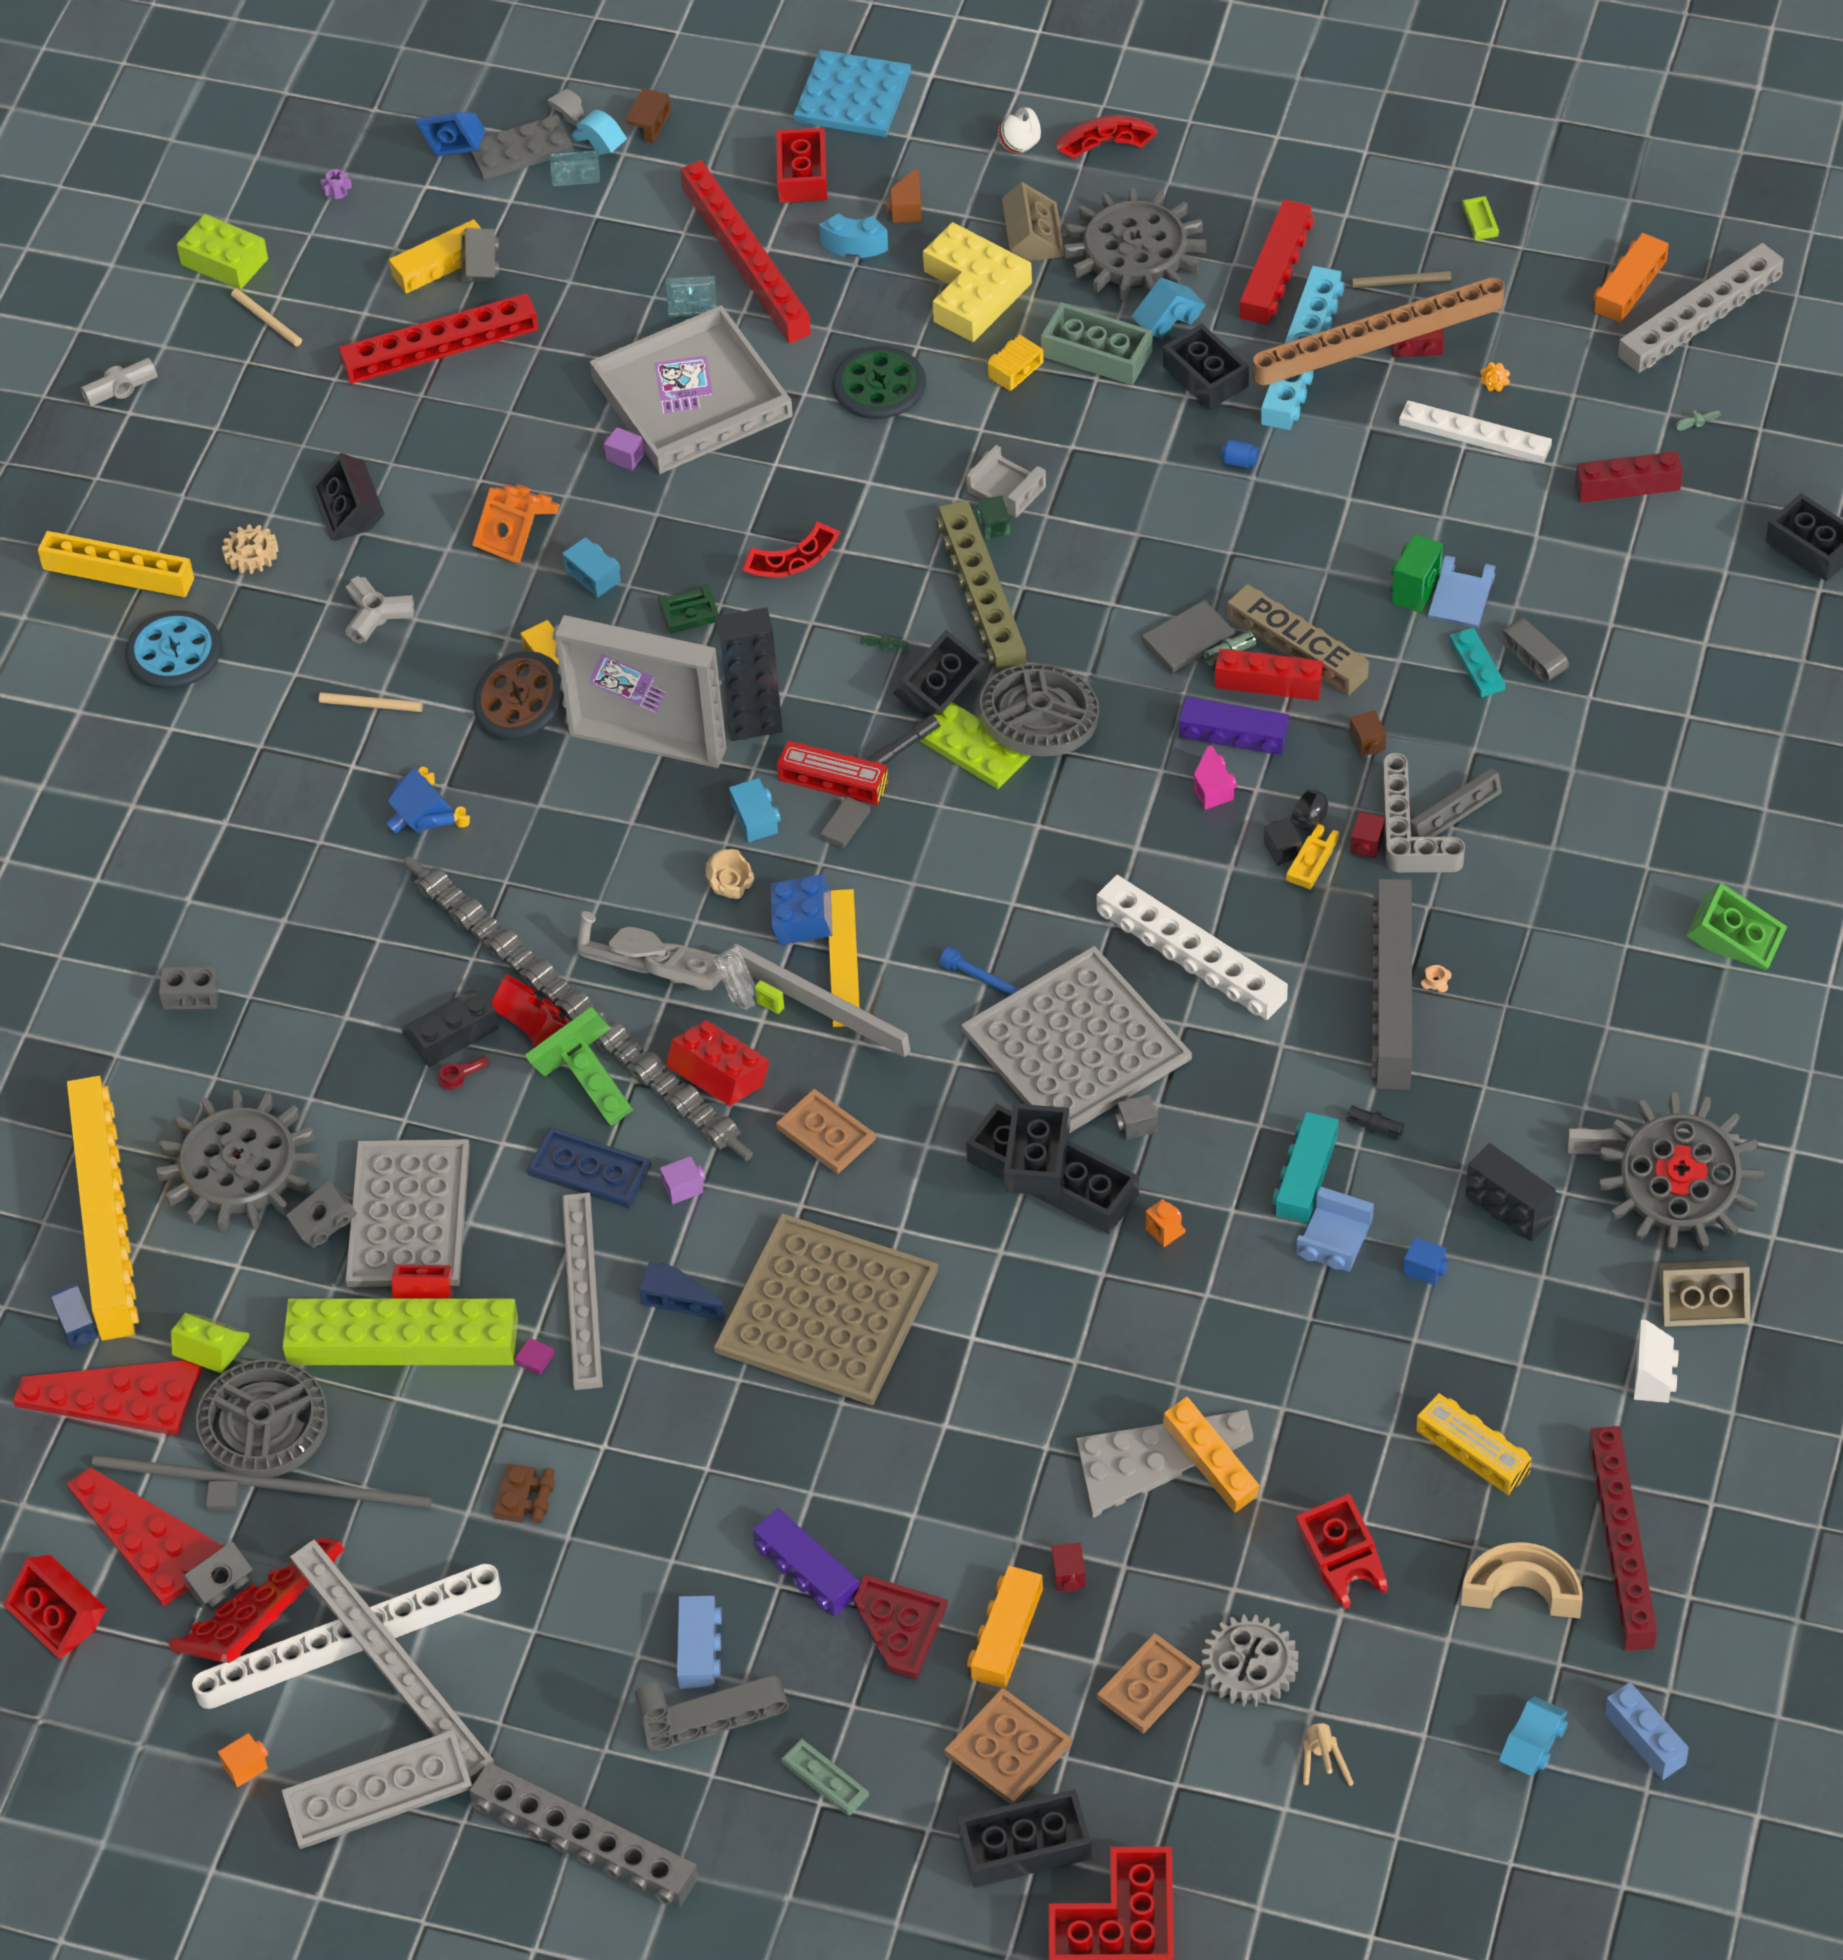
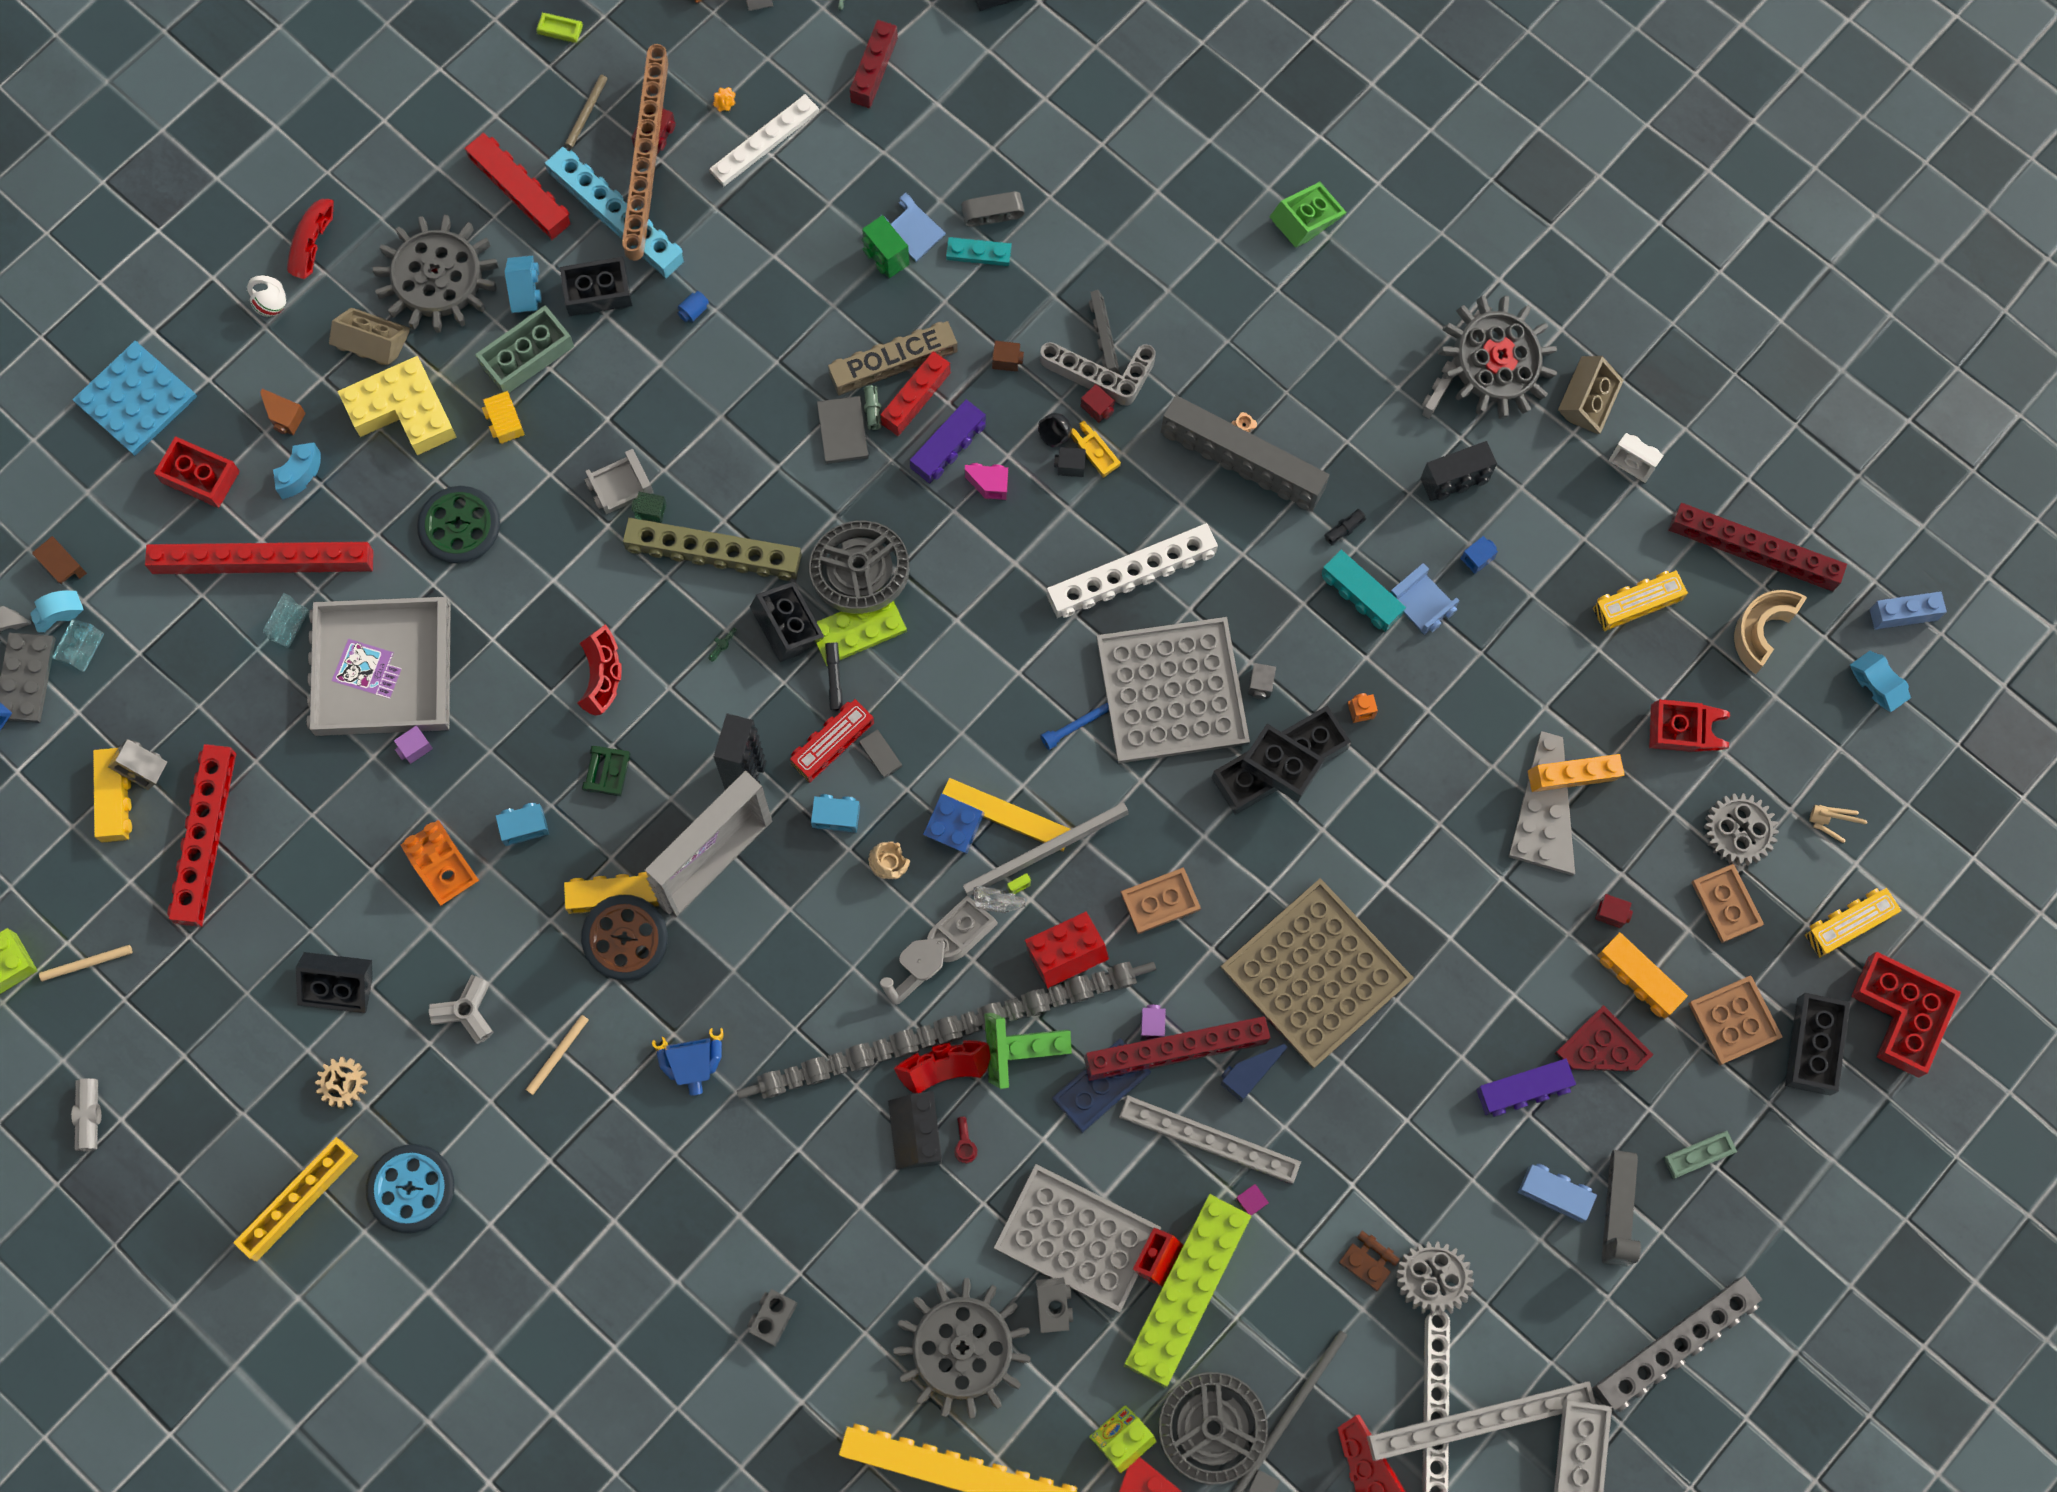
camera: 70 degrees left, 20 degrees up
(532, 1556) = (1453, 1271): none -> light grey gear
(664, 1208) = (1176, 1048): none -> dark red brick
(1203, 1824) = (1852, 922): none -> yellow brick

